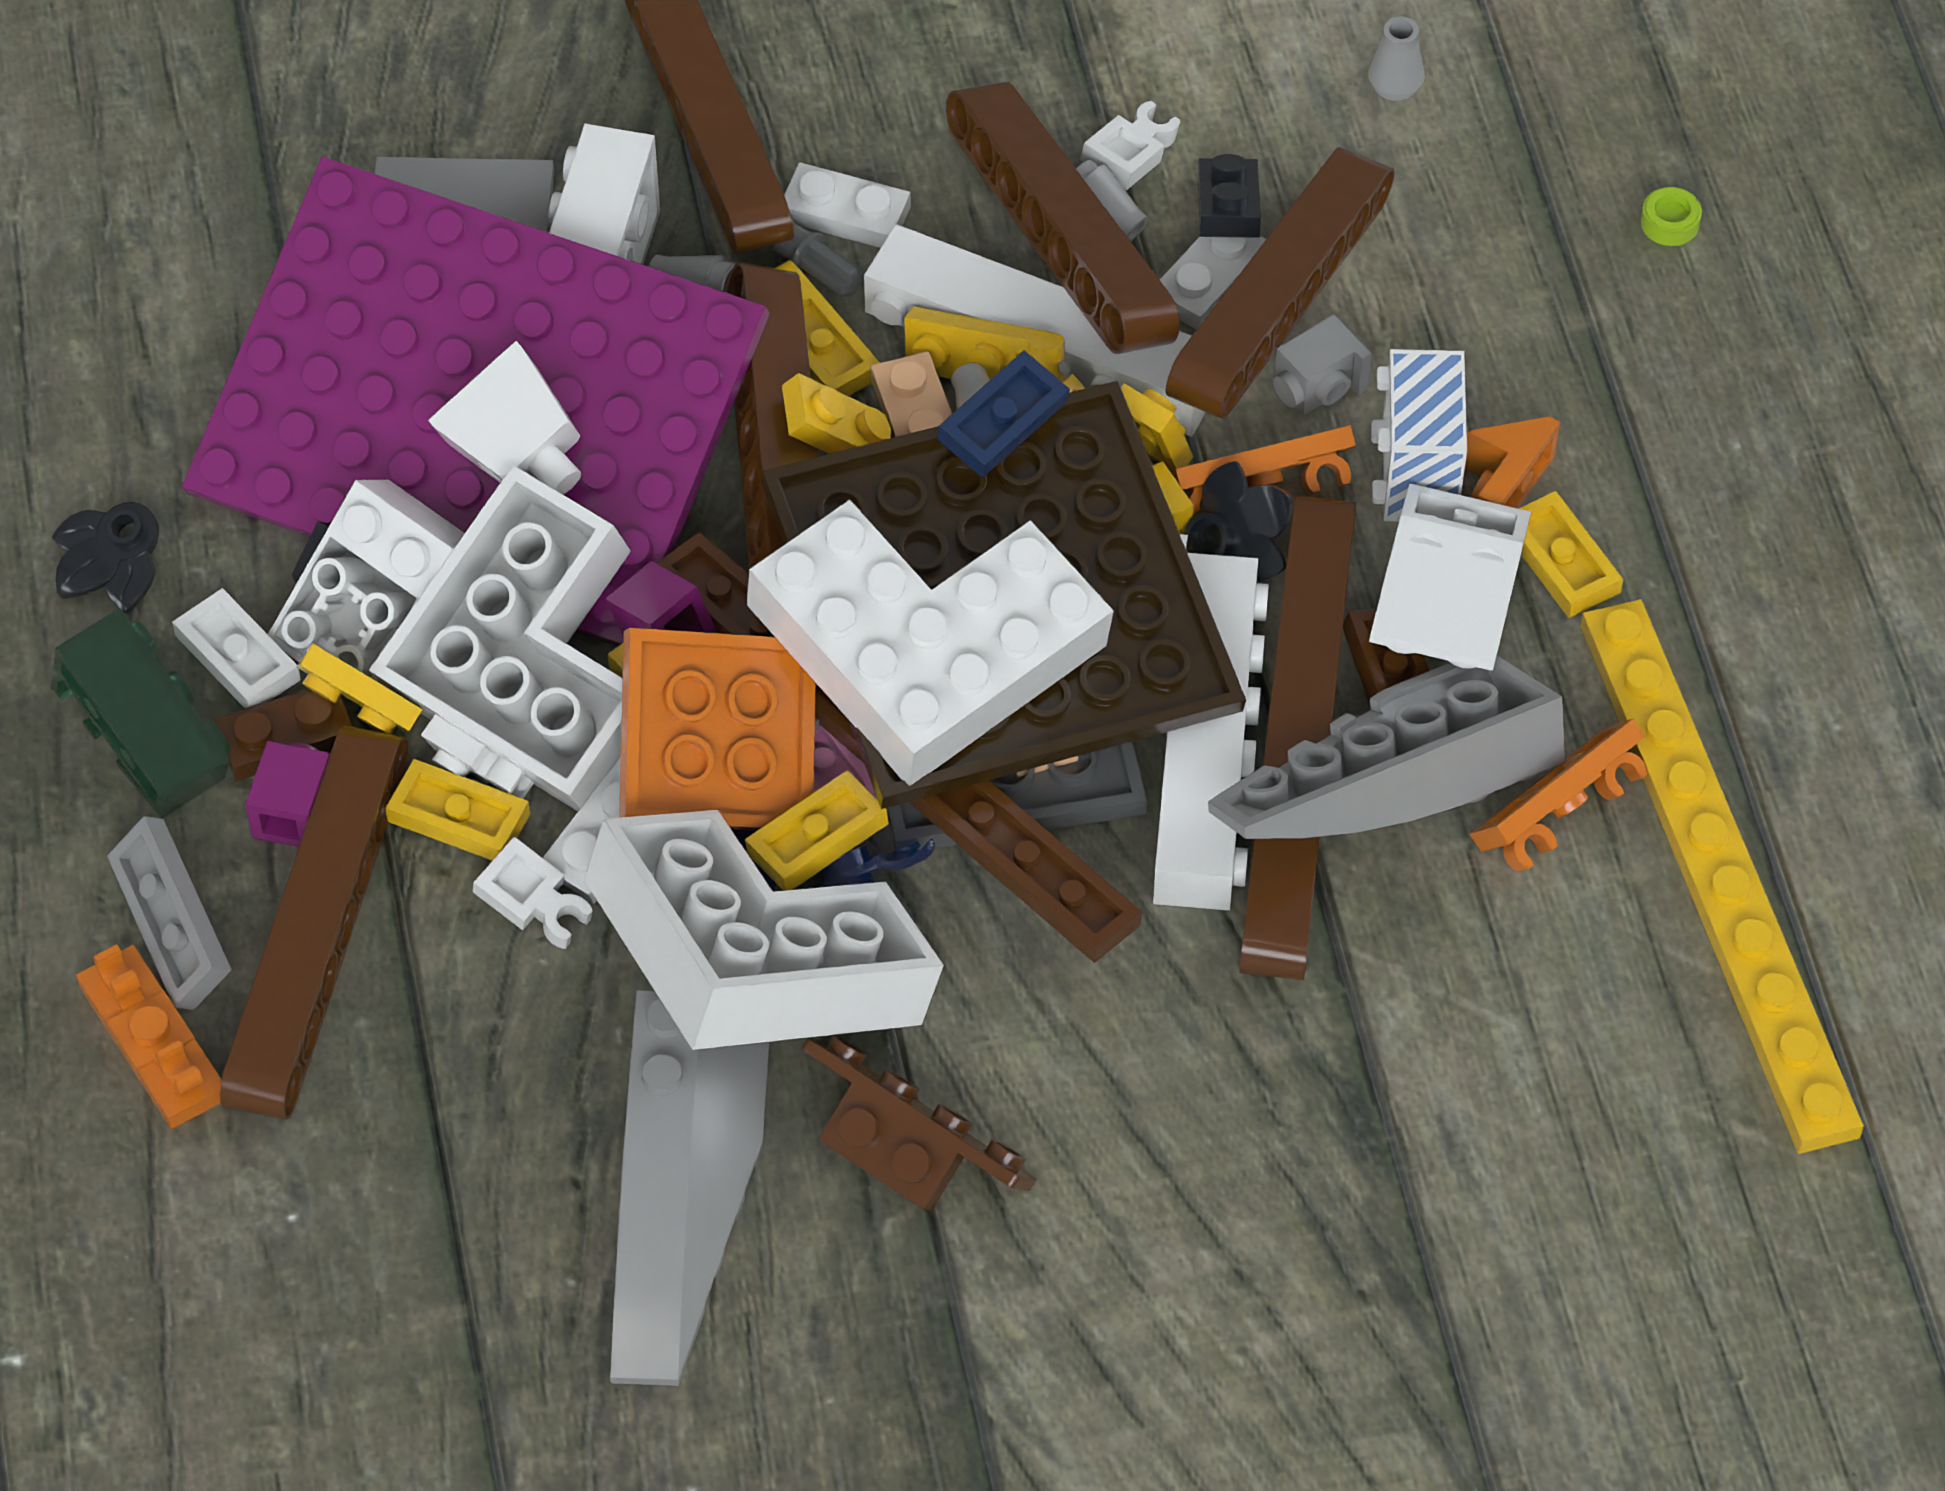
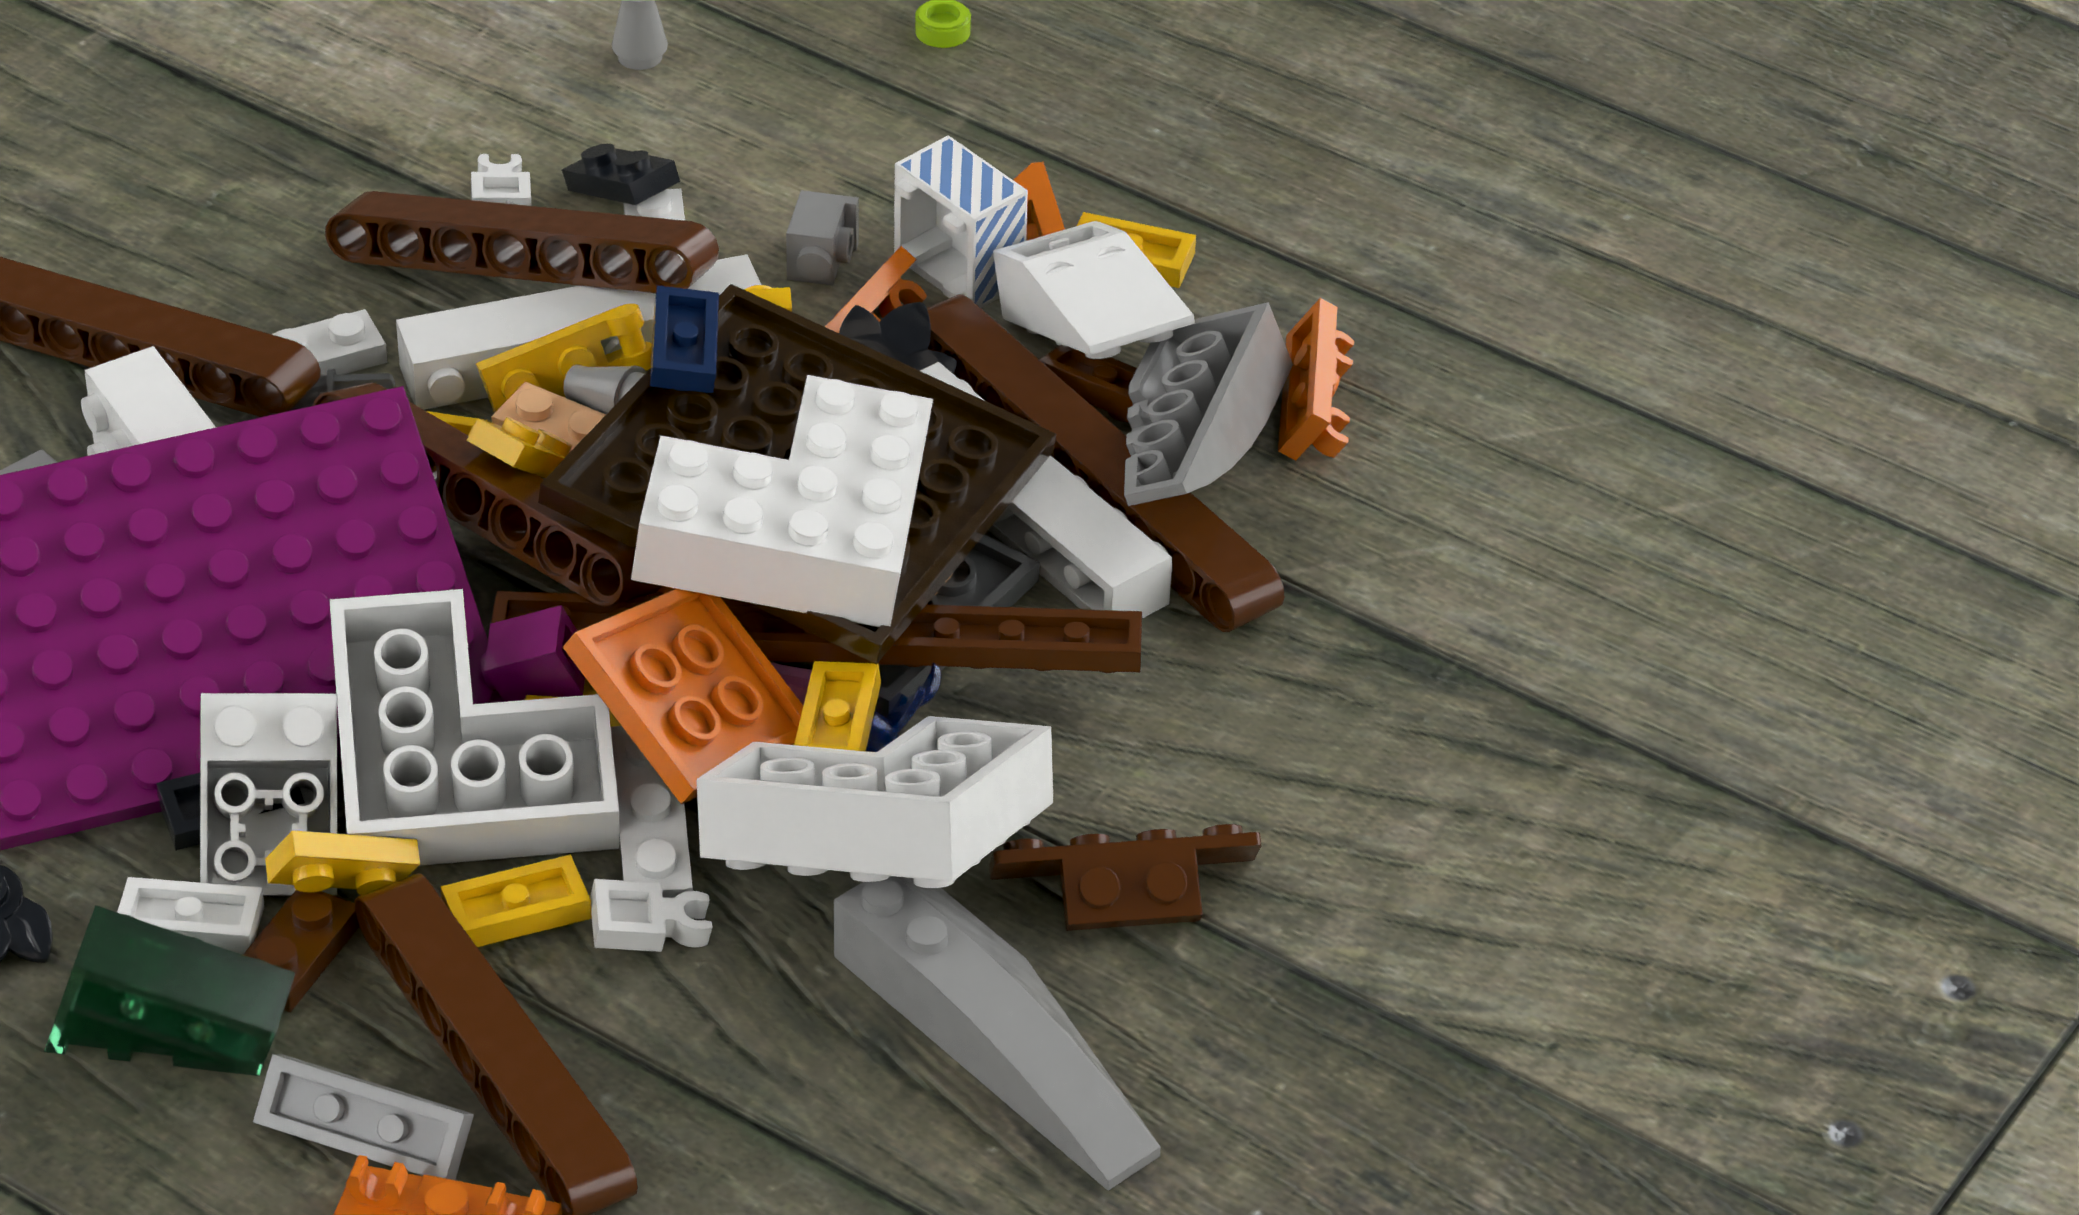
camera: 45 degrees left, 15 degrees down
(284, 791) = (365, 976): magenta brick -> none
(464, 755) = (486, 851): white plate -> none
(511, 420) = (277, 589): white torso -> none
(1279, 283) = (741, 190): reddish brown beam -> none
(1723, 880) = (1484, 374): yellow plate -> none

